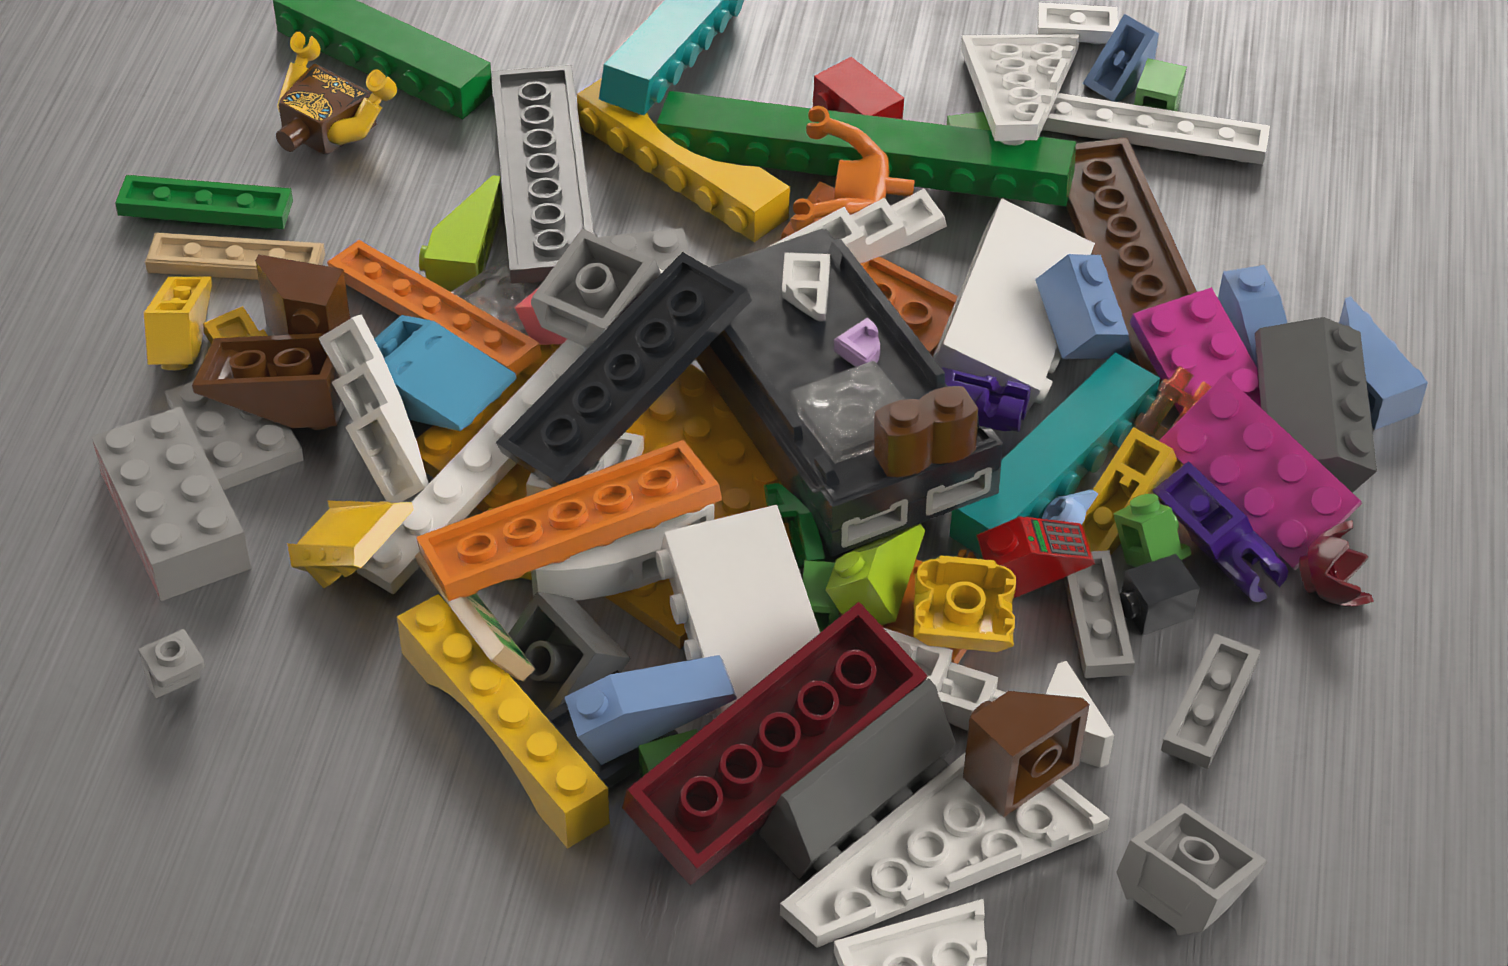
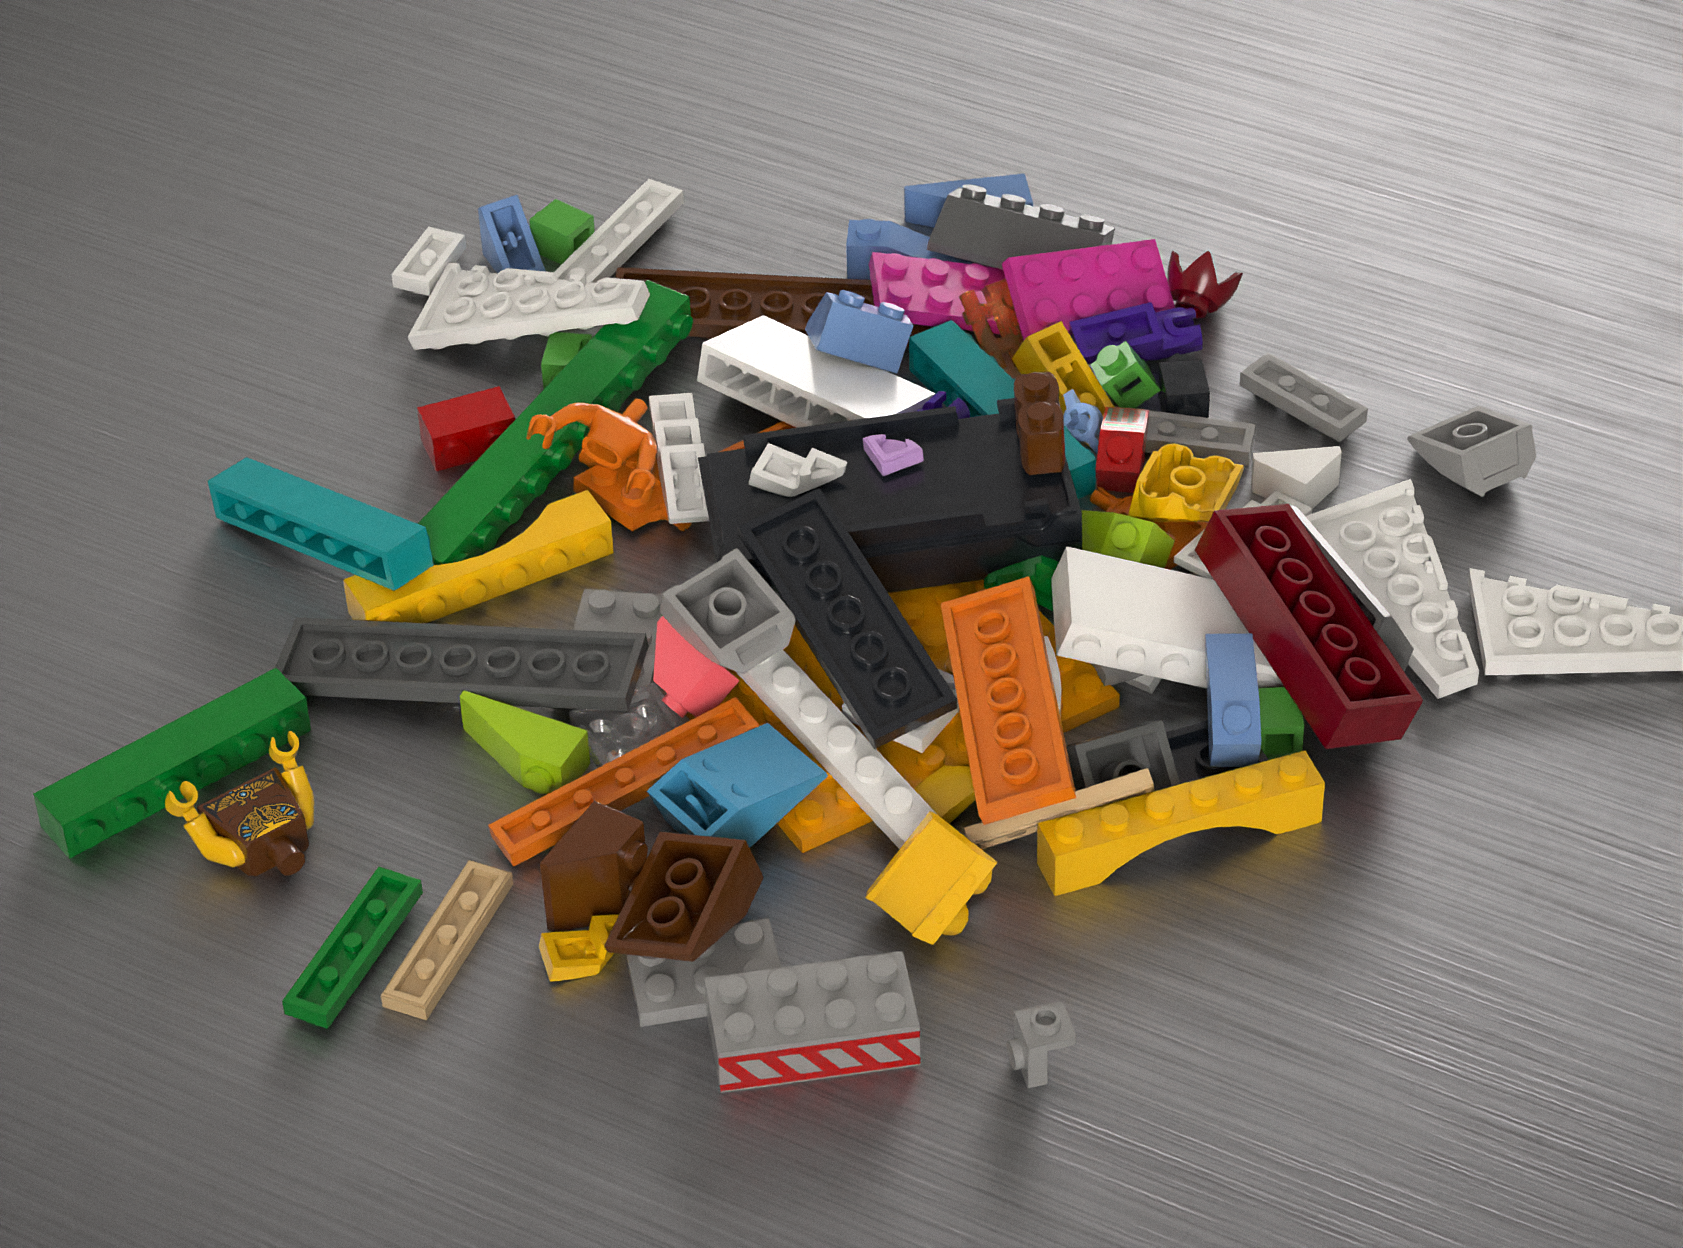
camera: 70 degrees left, 5 degrees down
(176, 321) = (541, 985): yellow slope -> none
(377, 411) = (780, 827): white slope -> none
(843, 409) = (977, 471): clear plate -> none
(1023, 745) = (1359, 489): reddish brown slope -> none

